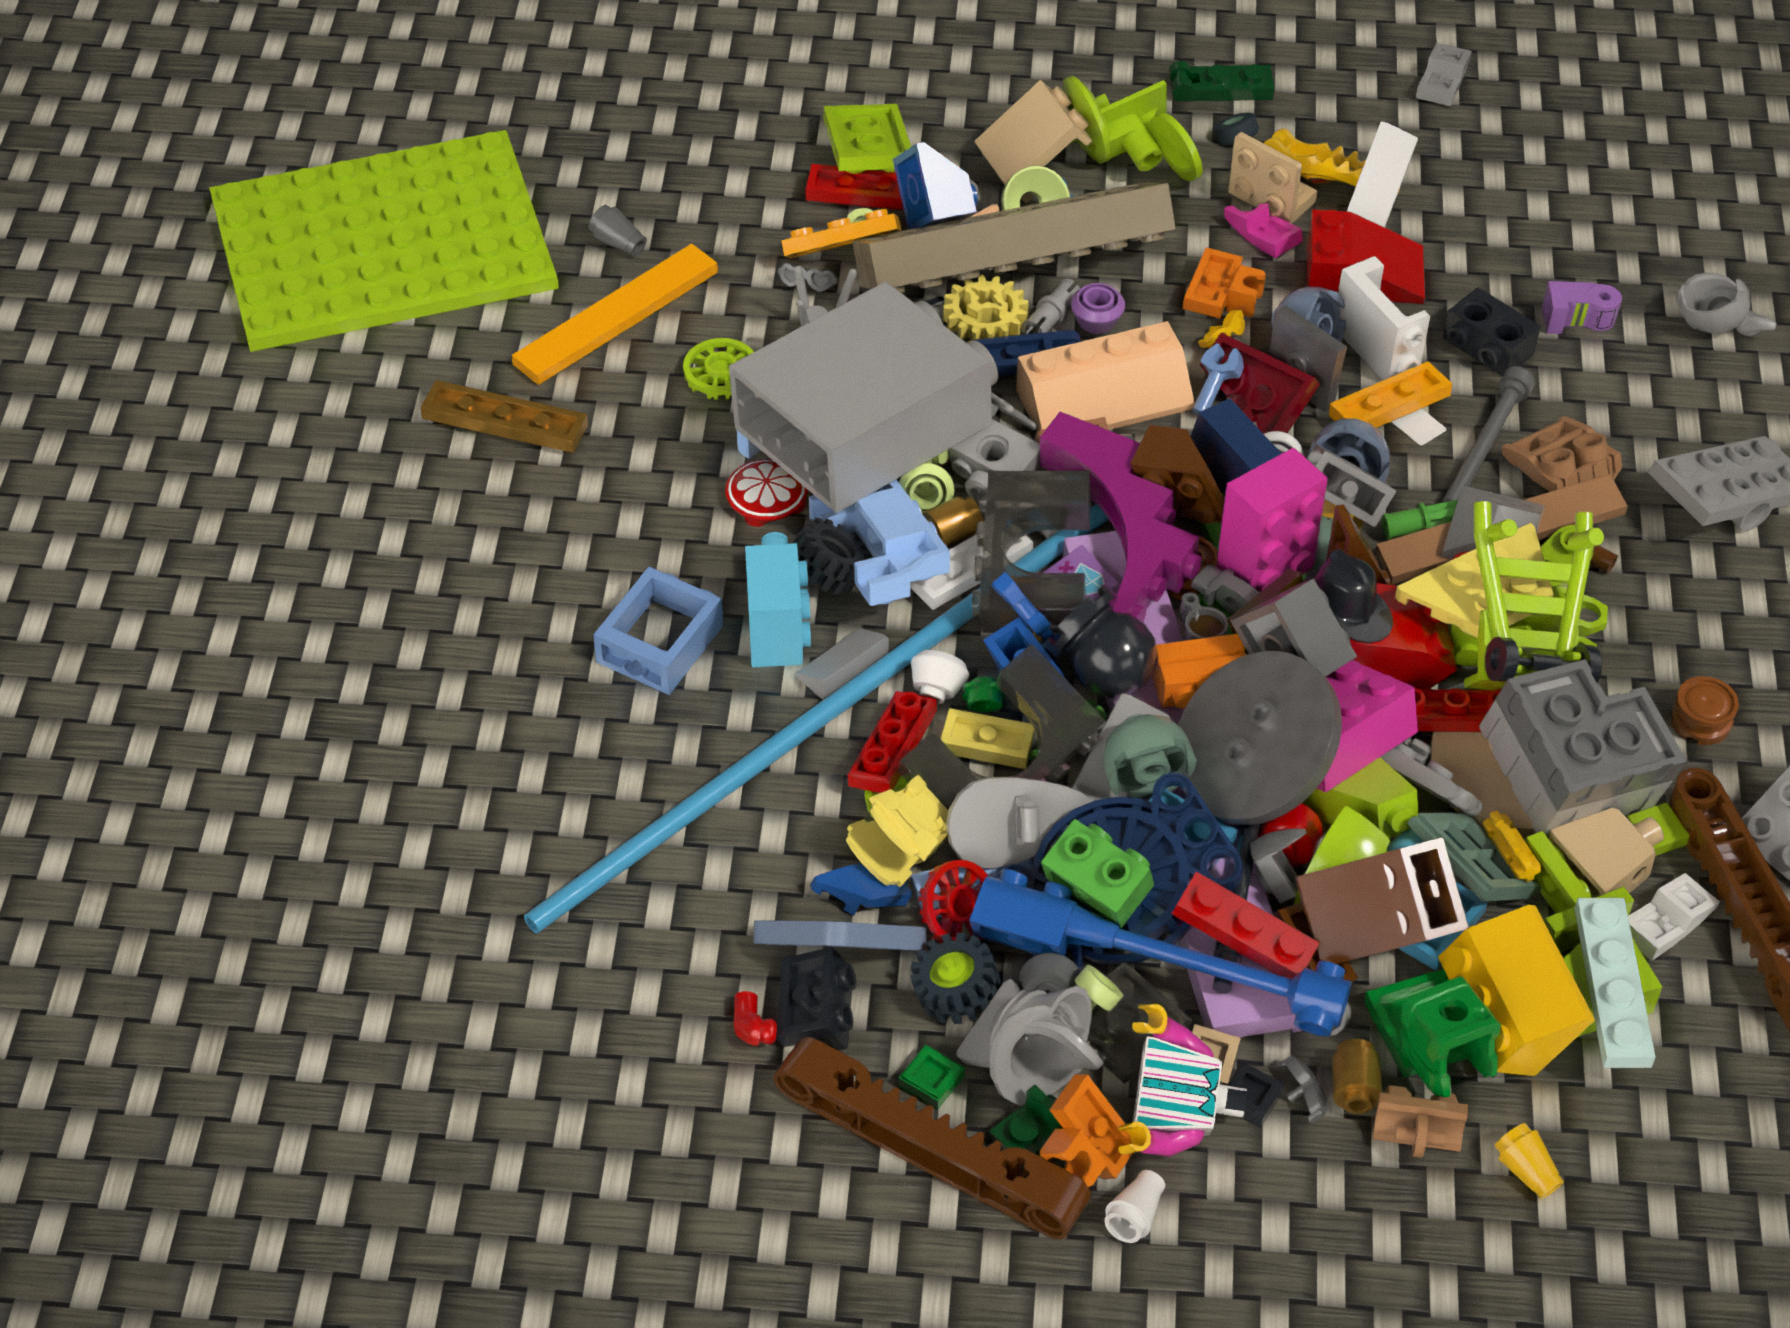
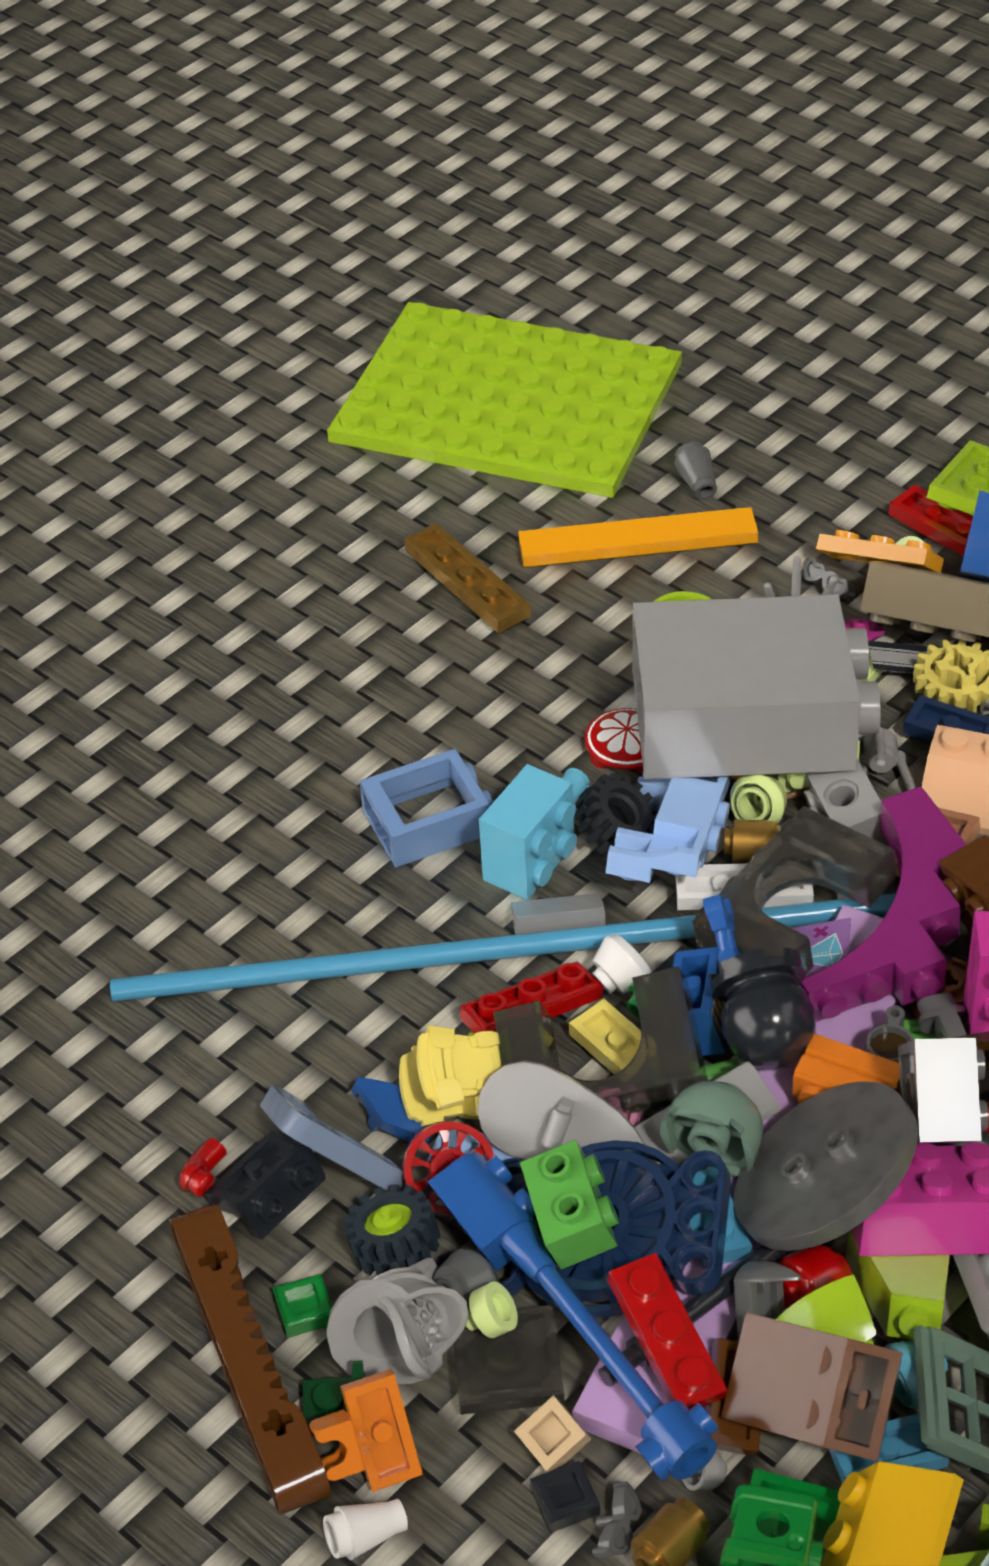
camera: 40 degrees right, 5 degrees down
(1176, 1089) = (481, 1445): torso -> none

